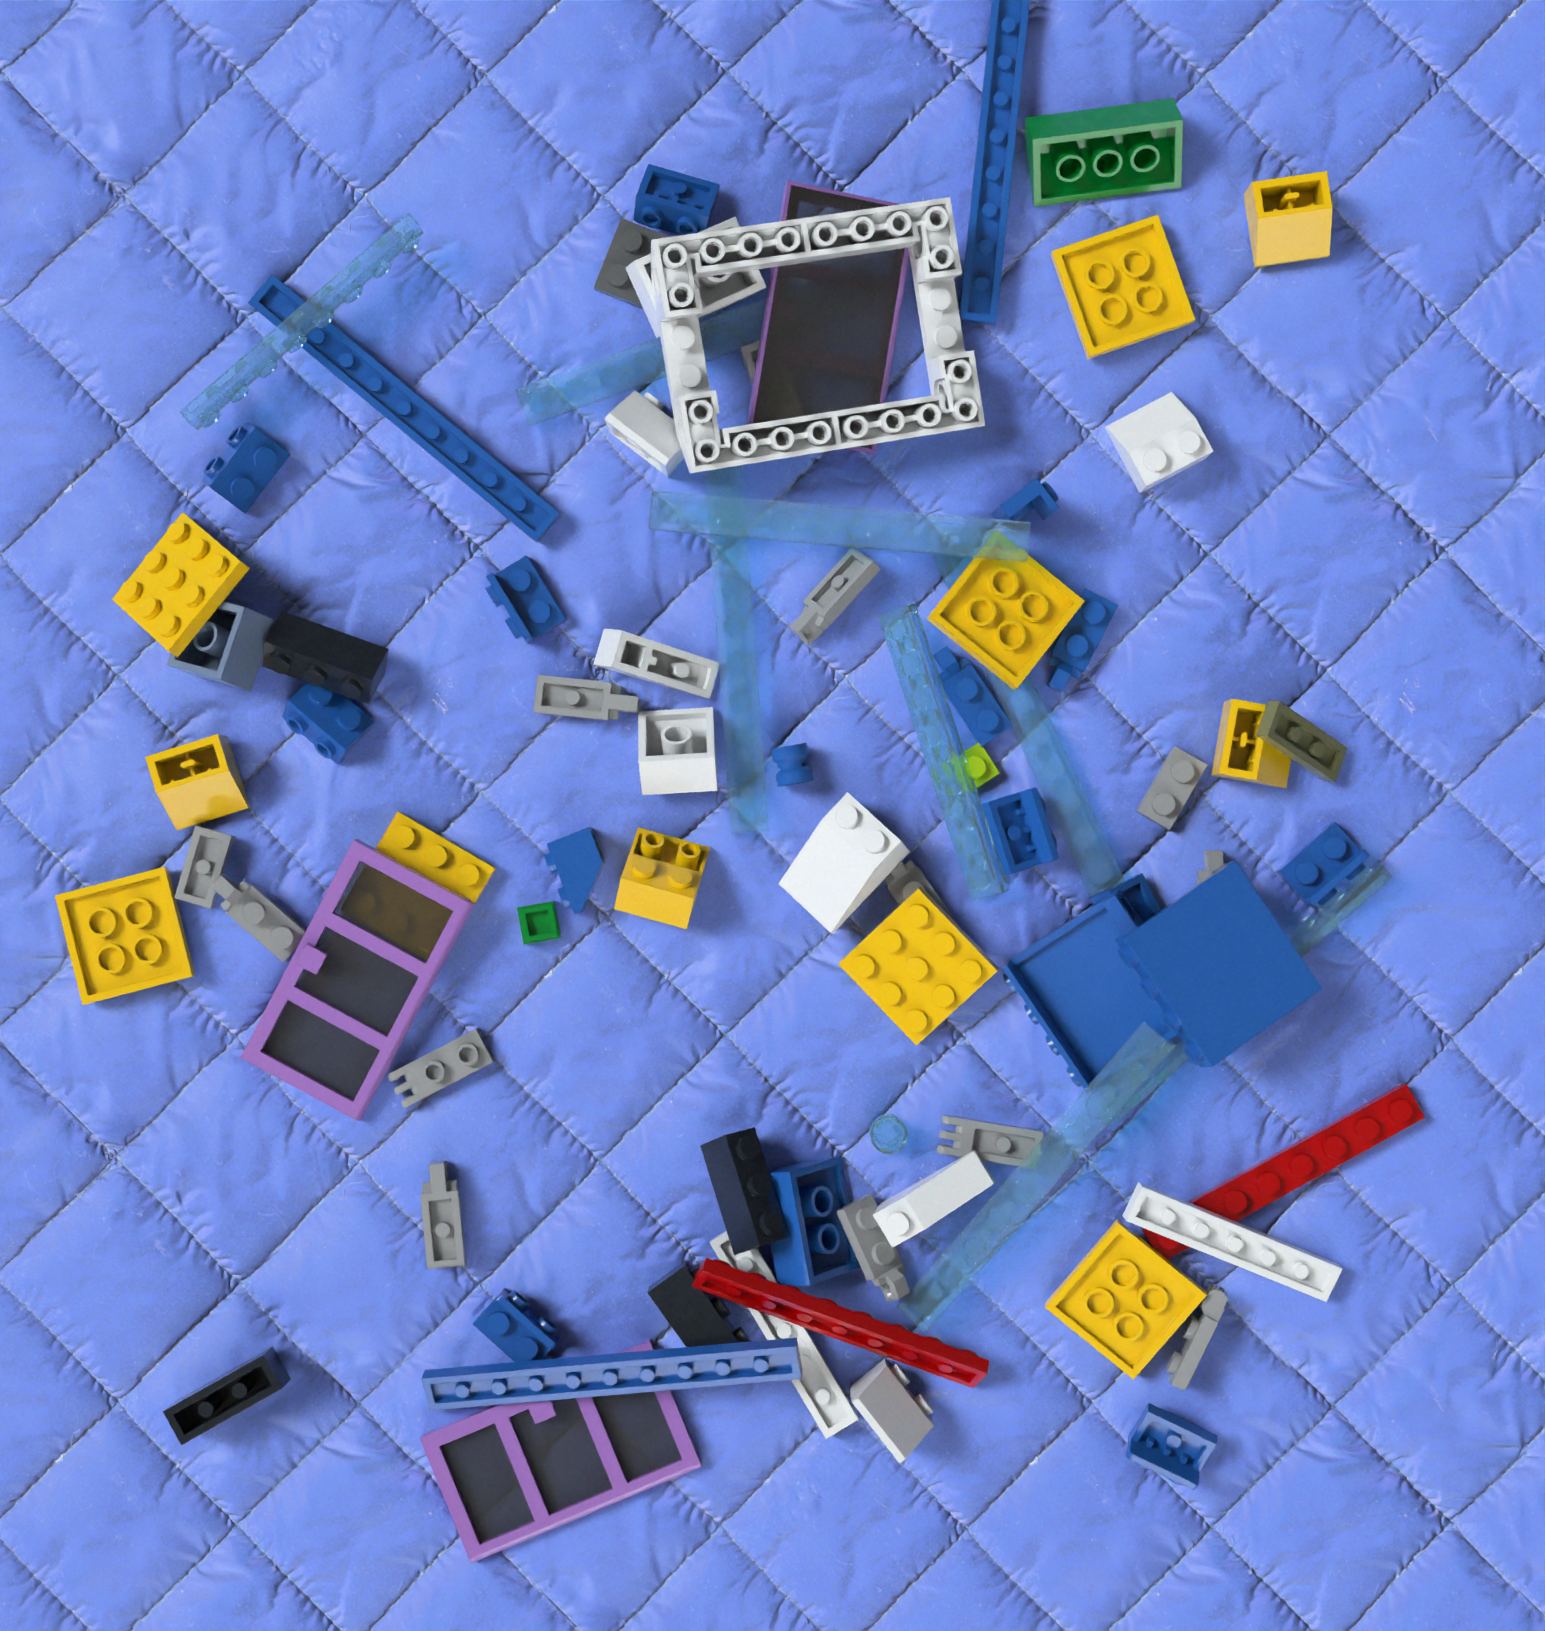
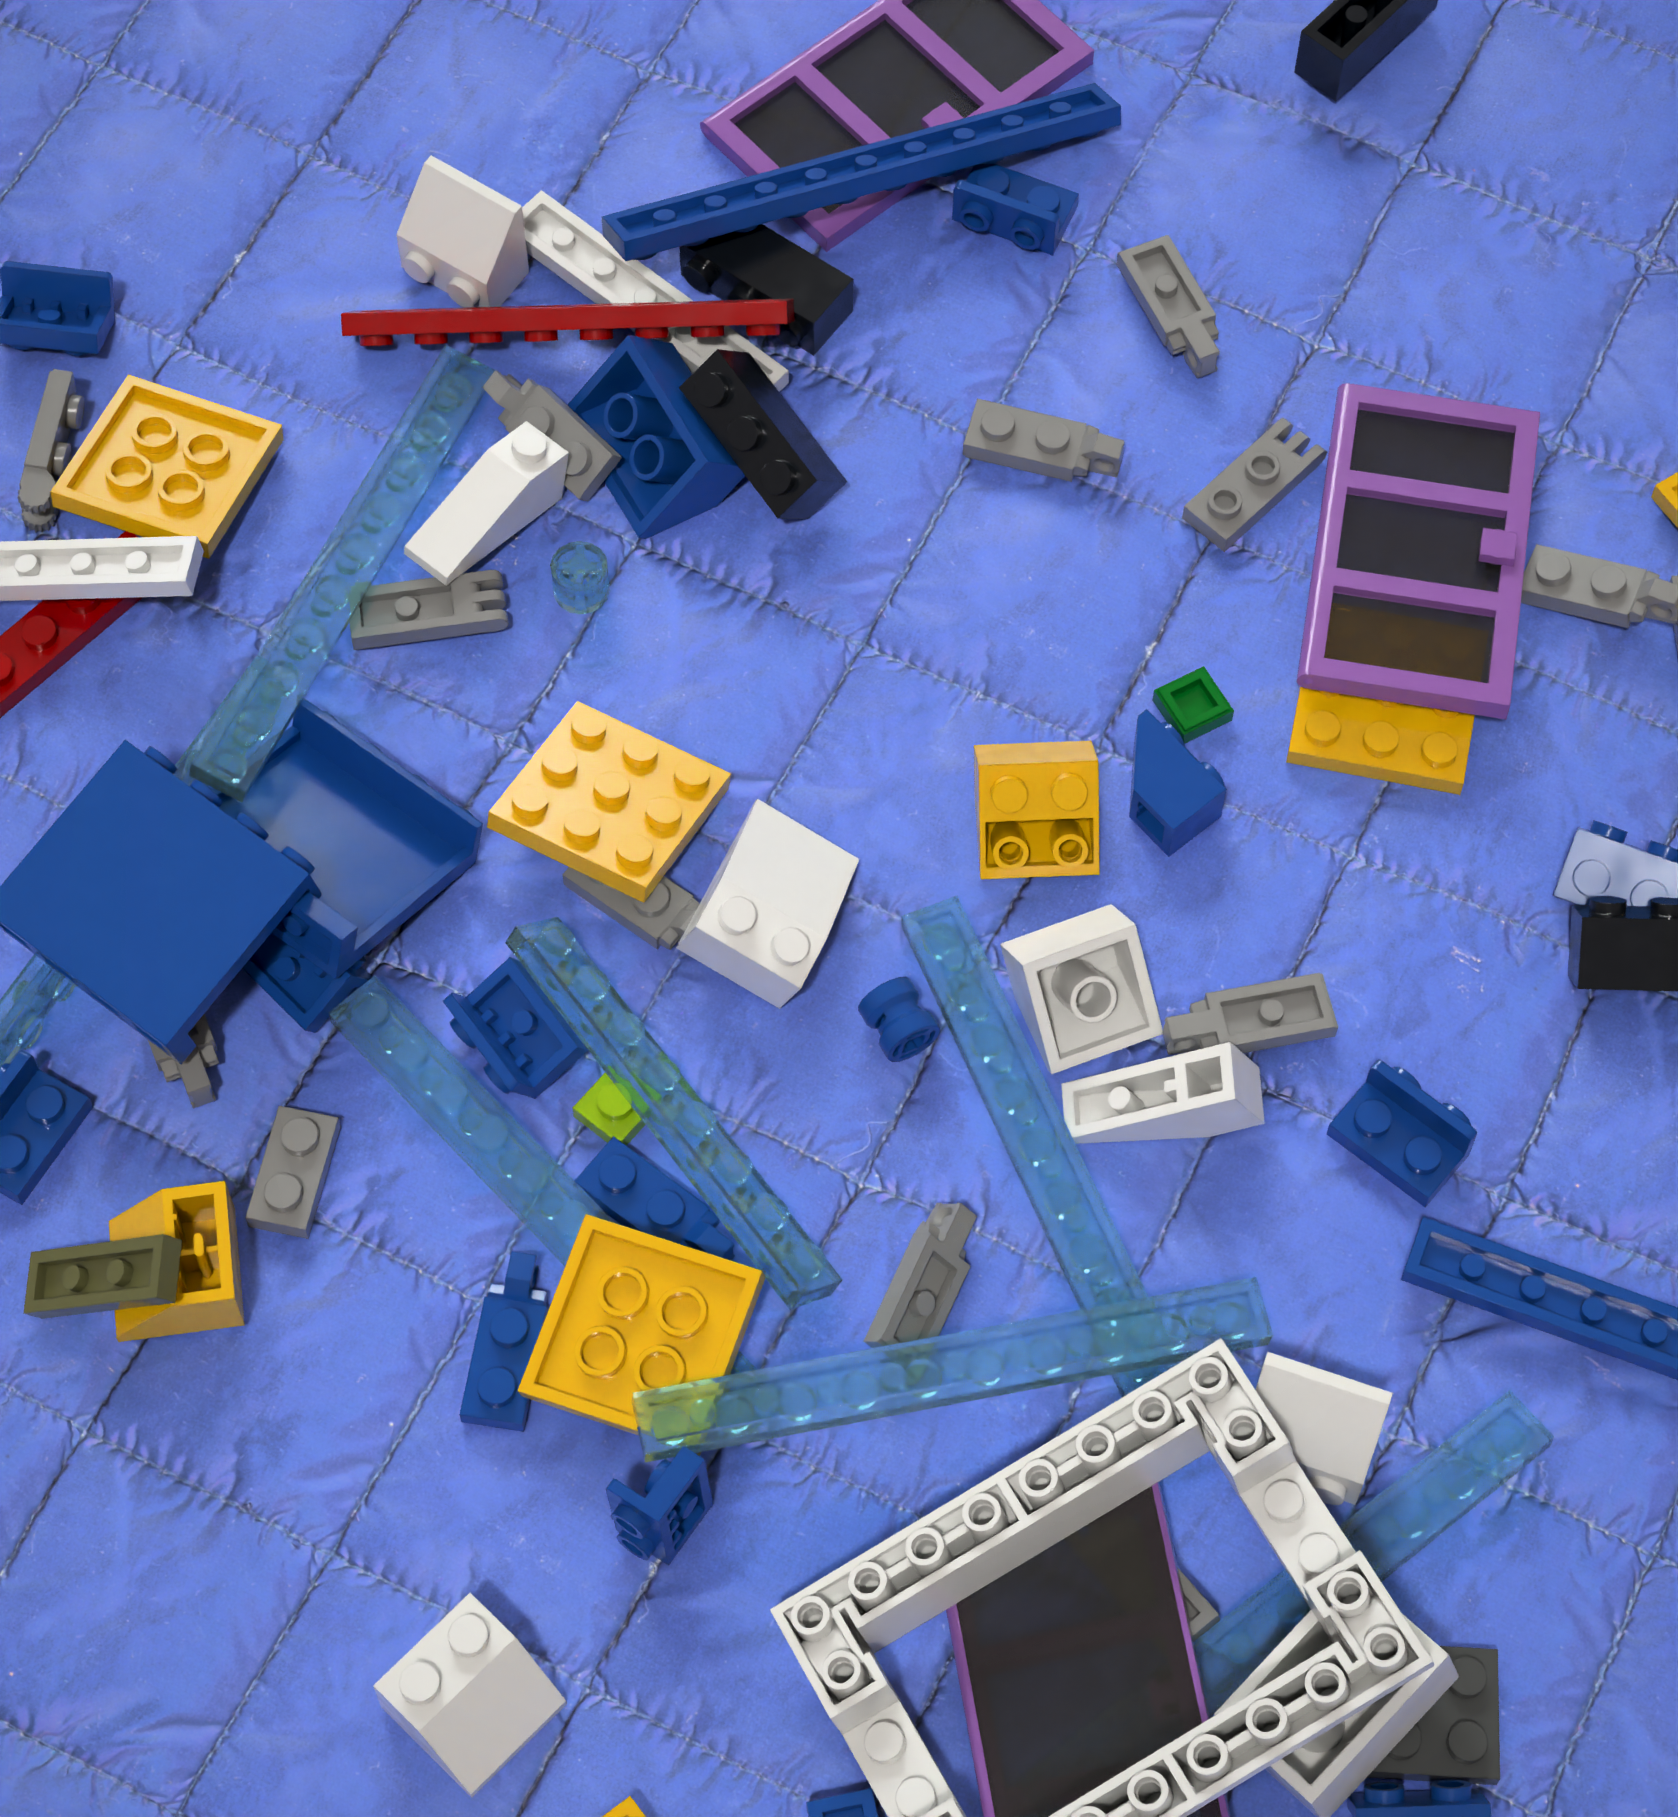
camera: 160 degrees right, 25 degrees down
(566, 1142) = (1039, 442): none -> light grey hinge

